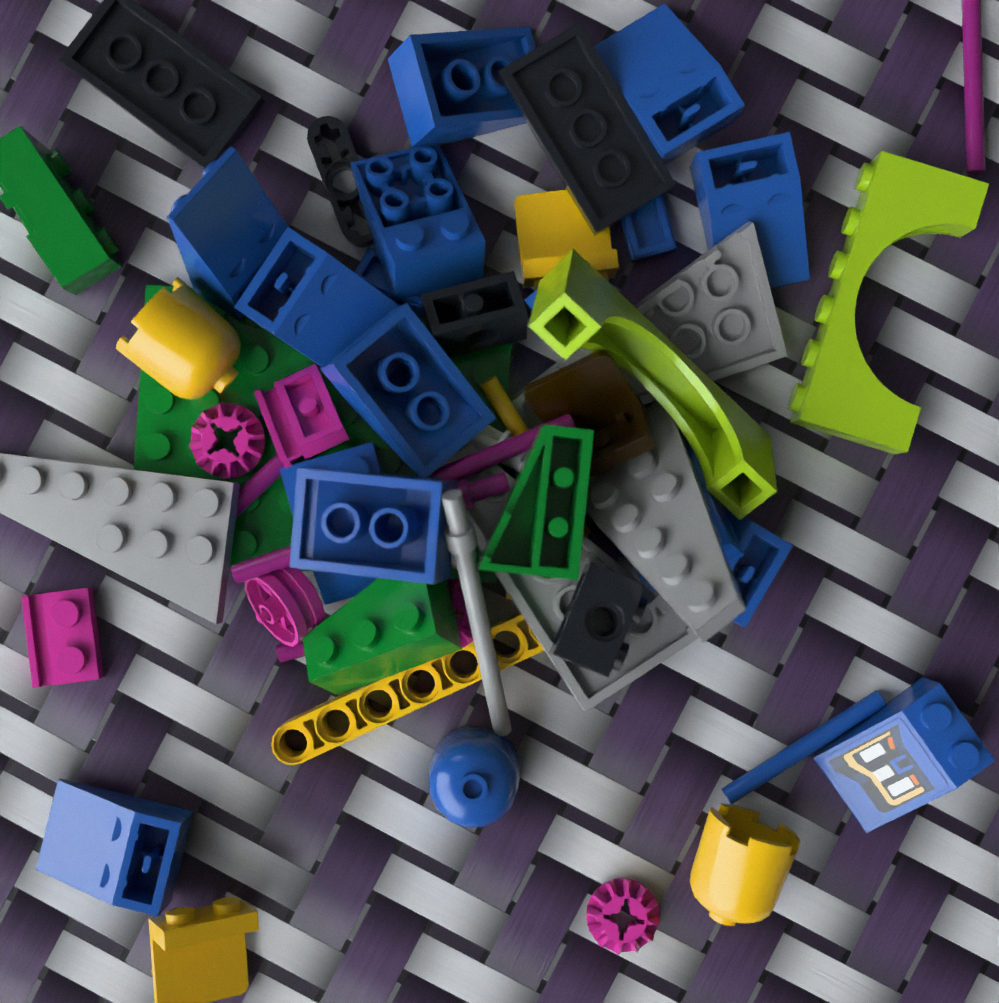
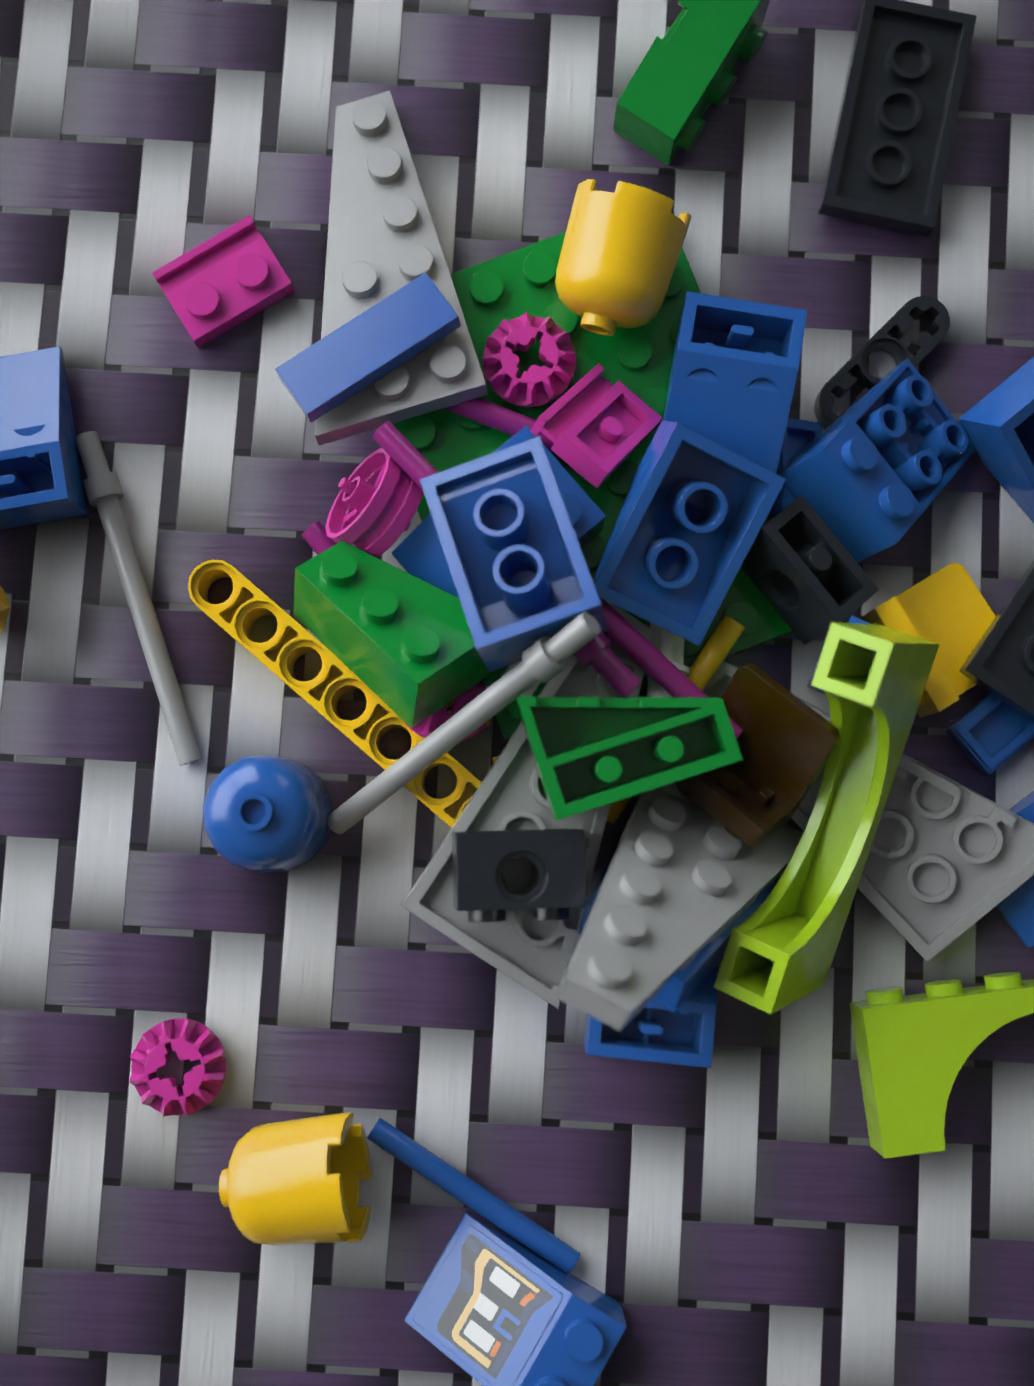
camera: 65 degrees right, 5 degrees down
(168, 556) = (368, 347): none -> tile
(183, 792) = (104, 492): none -> light grey bar
(225, 230) = (770, 240): blue slope -> none

